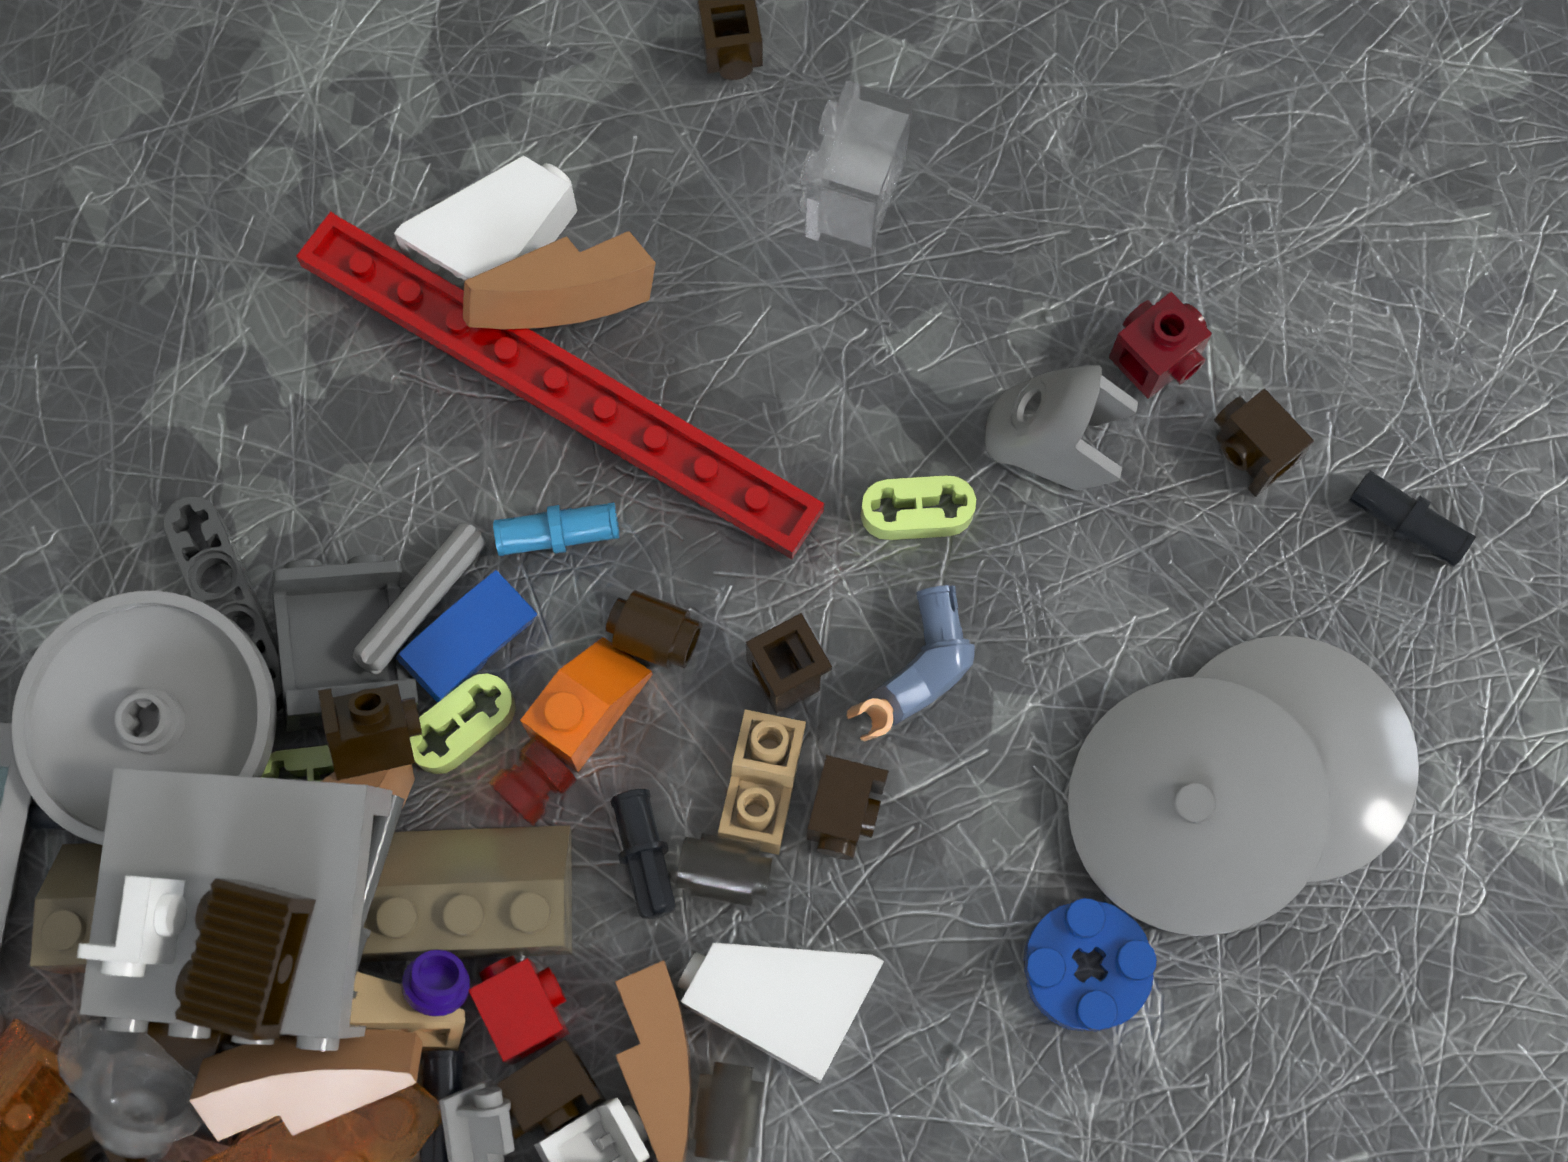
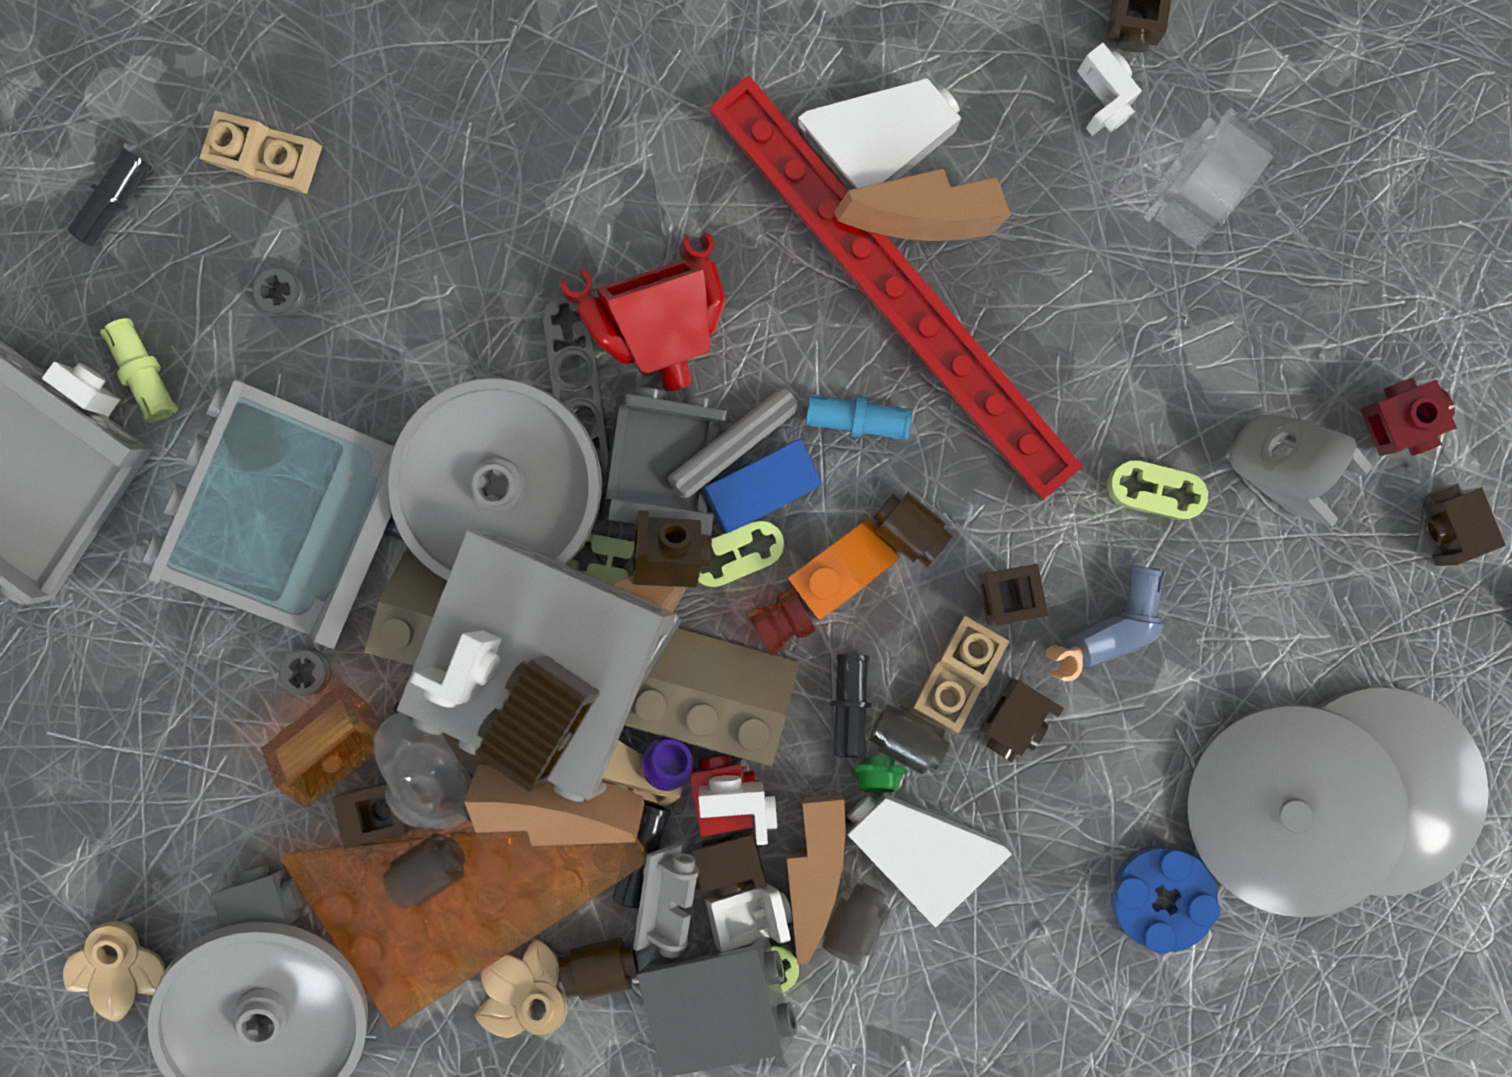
camera: 20 degrees right, 15 degrees up
(291, 484) = (657, 315): none -> red torso
(519, 992) = (730, 797): none -> white bracket
(700, 924) = (879, 775): none -> green plate
(727, 112) = (1112, 83): none -> white bracket

